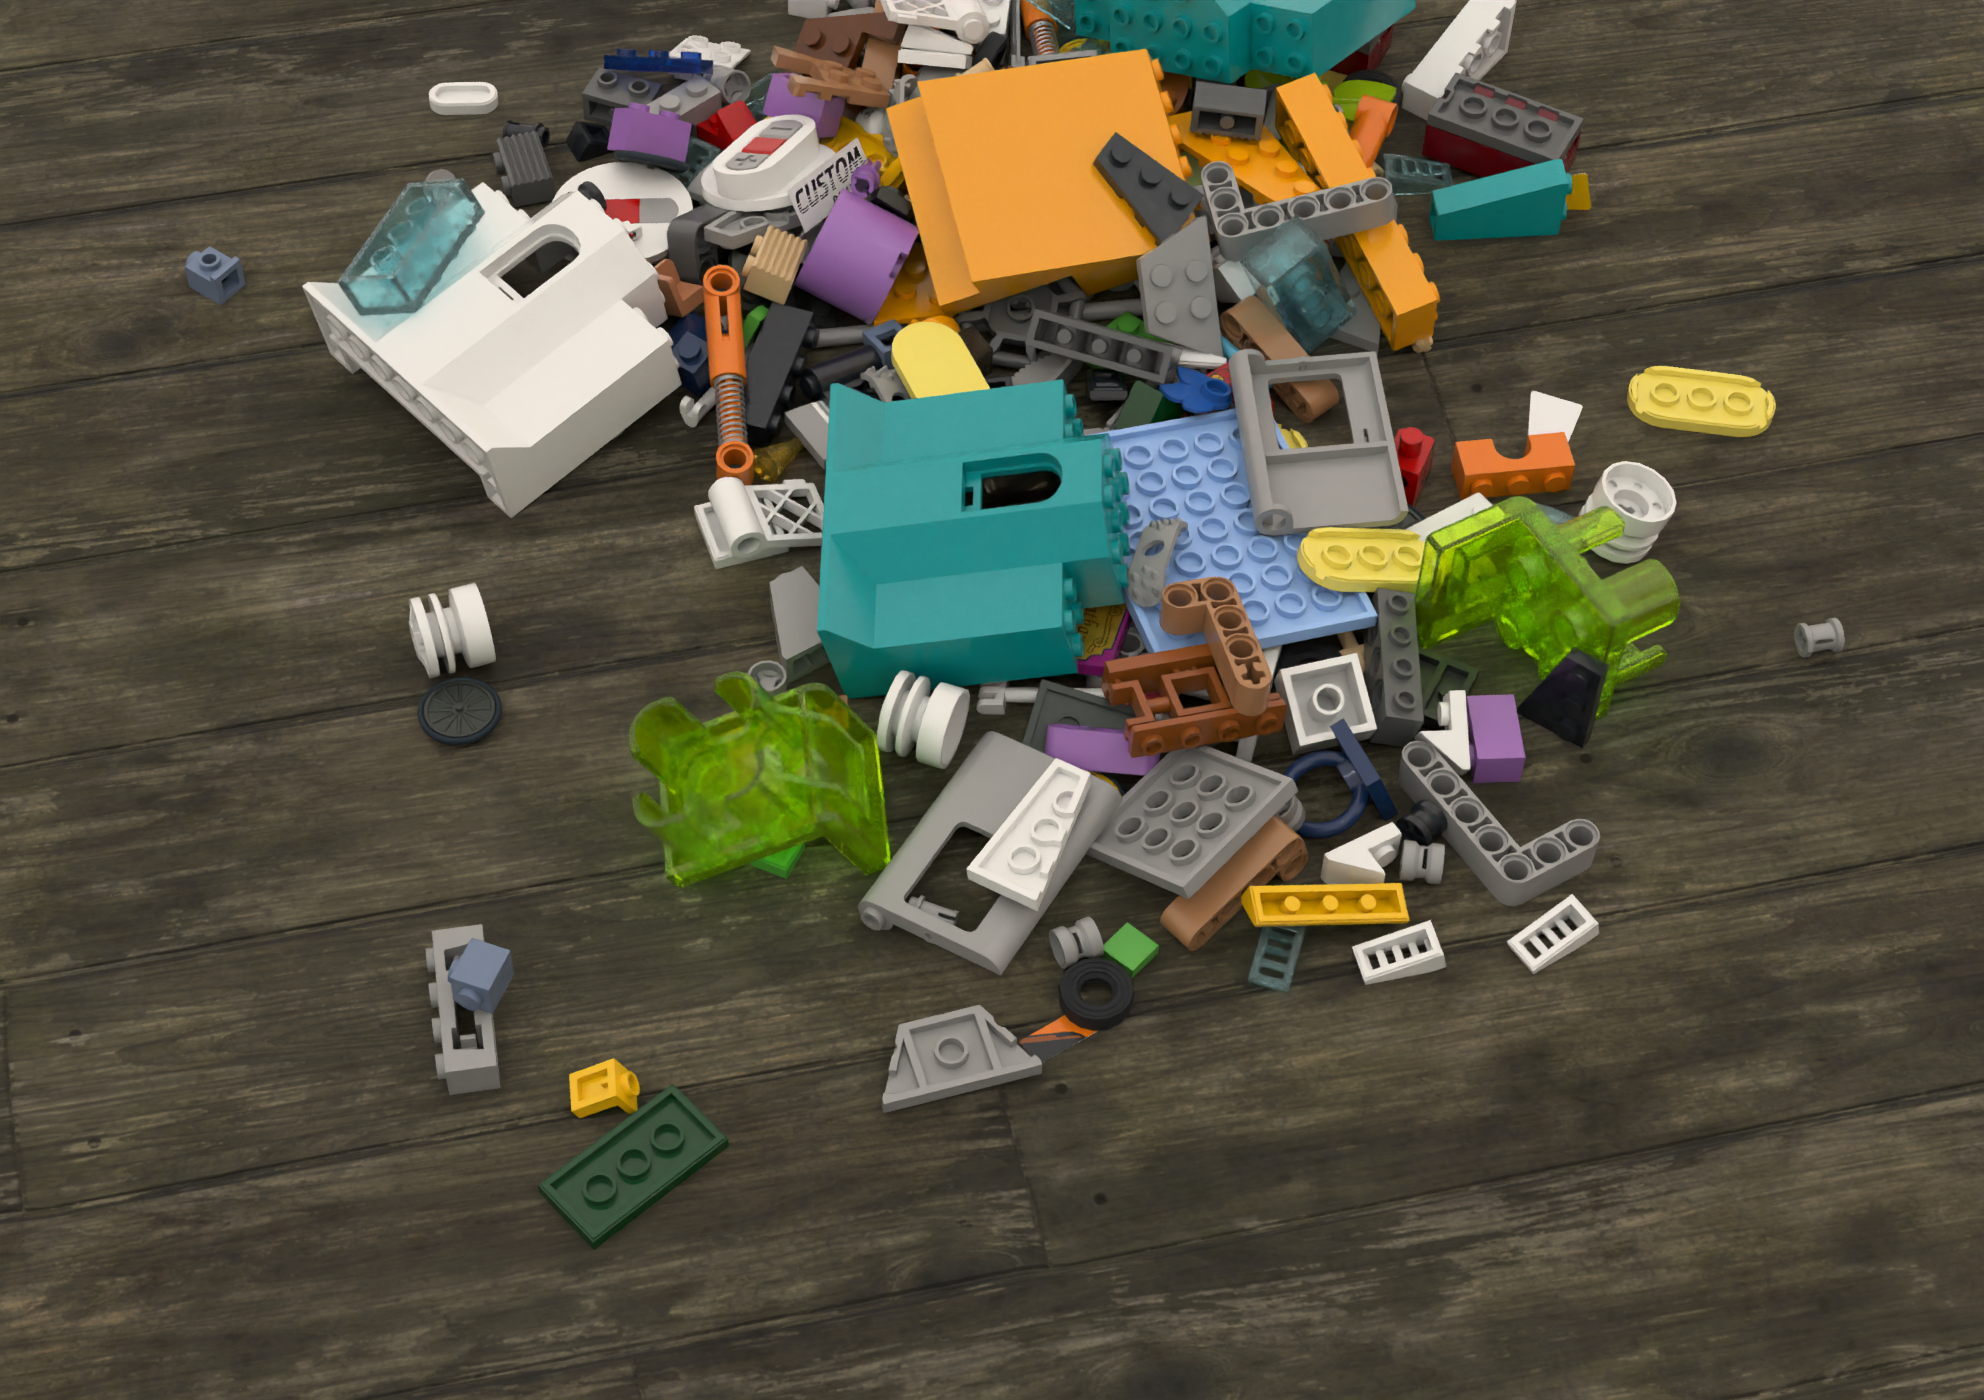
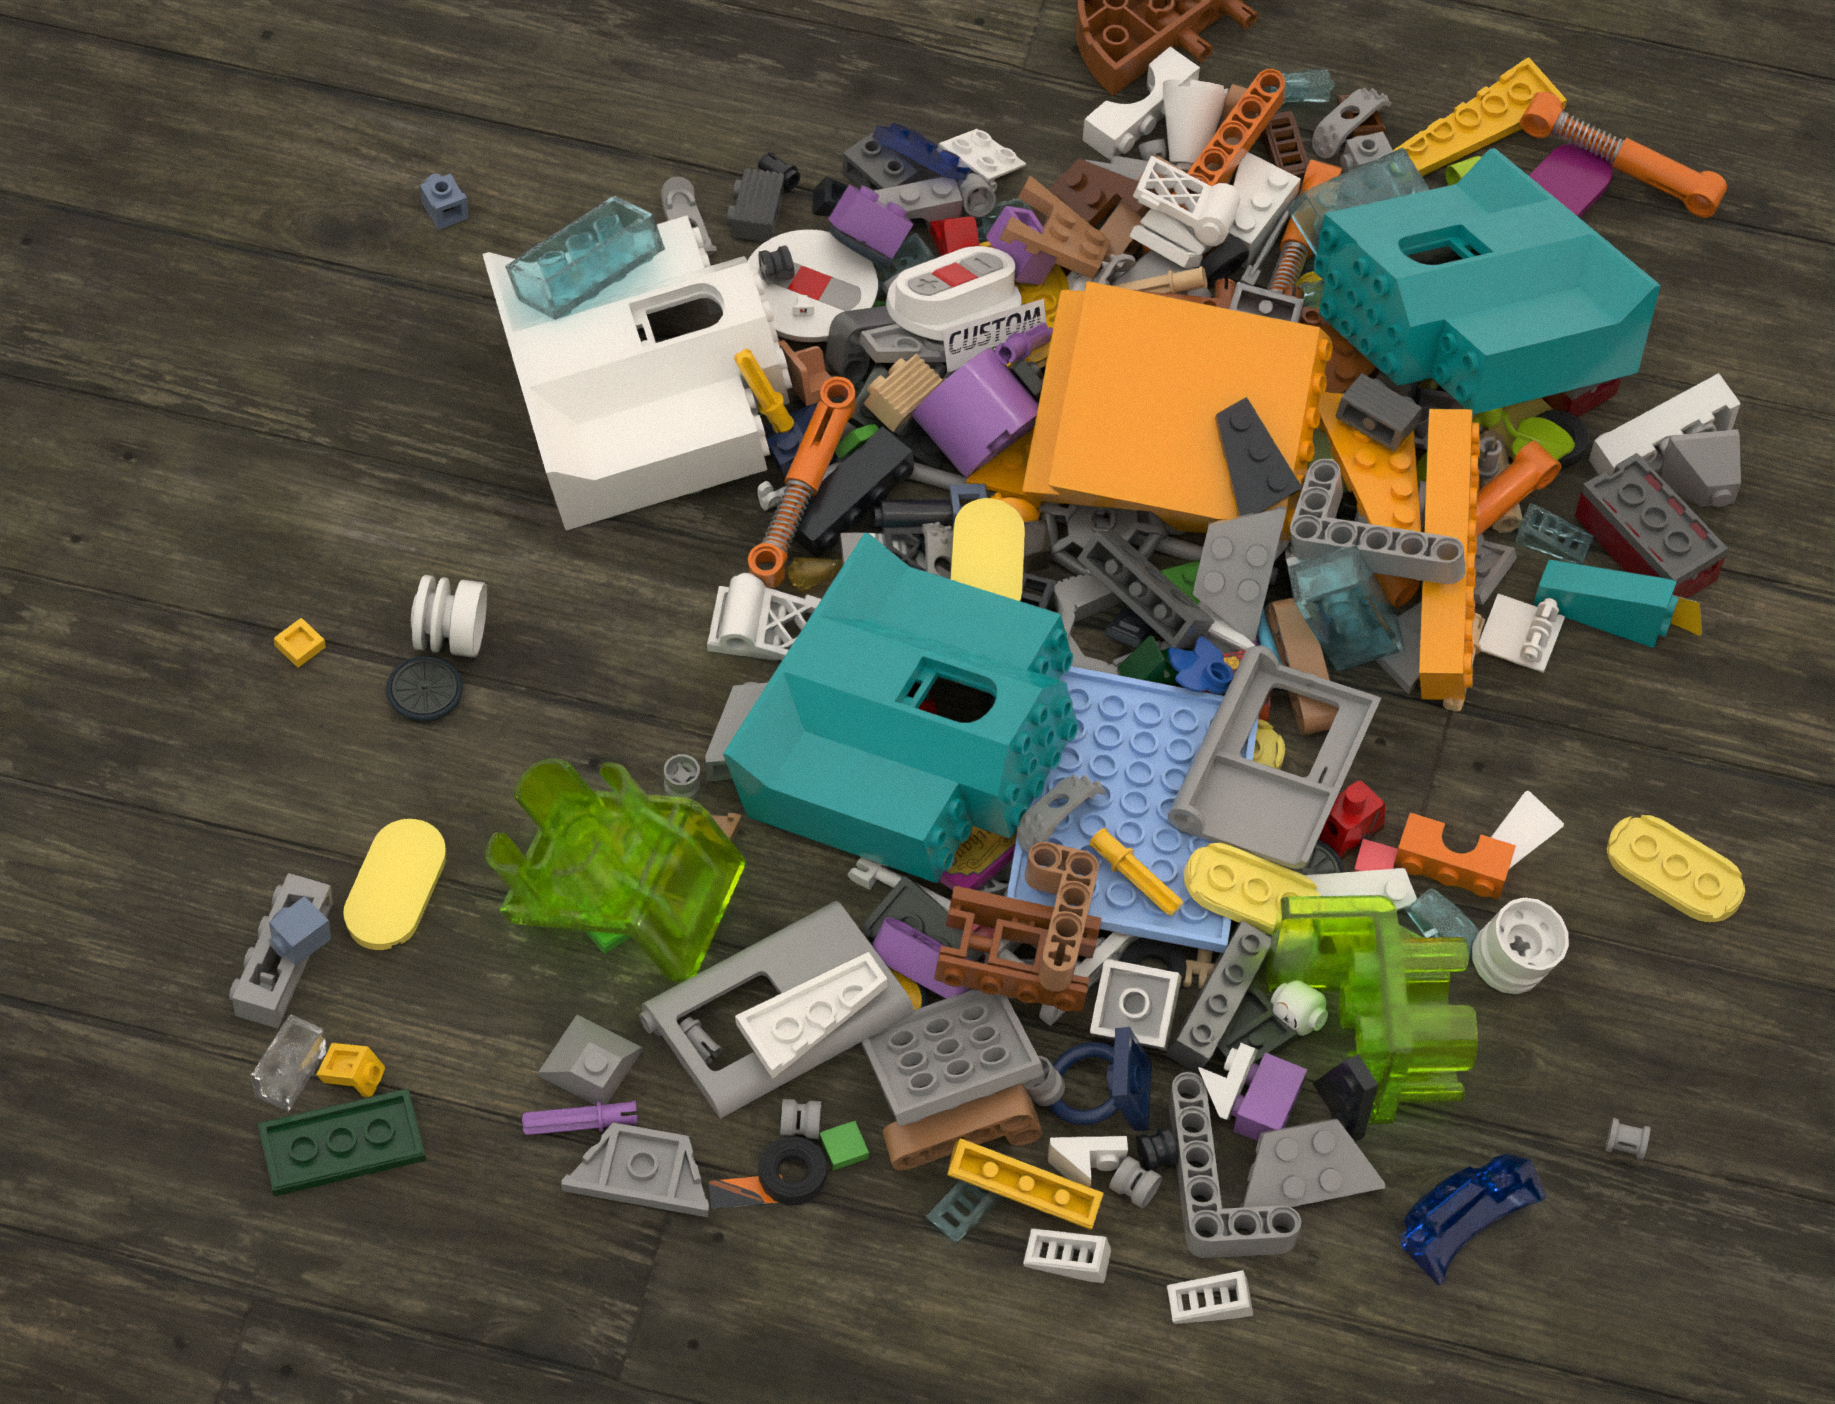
camera: 25 degrees right, 5 degrees up
(308, 719) = (299, 642): none -> yellow plate
(463, 98) = (747, 112): white tile -> none
(539, 1110) = (289, 1062): none -> clear brick
(540, 901) = (395, 884): none -> light yellow tile
(642, 297) = (769, 401): none -> yellow axle
(835, 982) = (590, 1061): none -> light grey slope
(860, 1037) = (578, 1118): none -> medium lavender axle
(915, 717) = (786, 866): white wheel -> none
(1262, 584) = (1124, 861): none -> yellow axle
(1441, 496) = (1375, 856): none -> coral tile
(1449, 260) = (1522, 631): none -> white hinge
(1466, 645) = (1300, 1006): none -> white head
(1513, 63) = (1704, 467): none -> light grey slope
(1566, 778) = (1308, 1166): none -> light grey wing
(1721, 751) = (1465, 1206): none -> clear blue windscreen

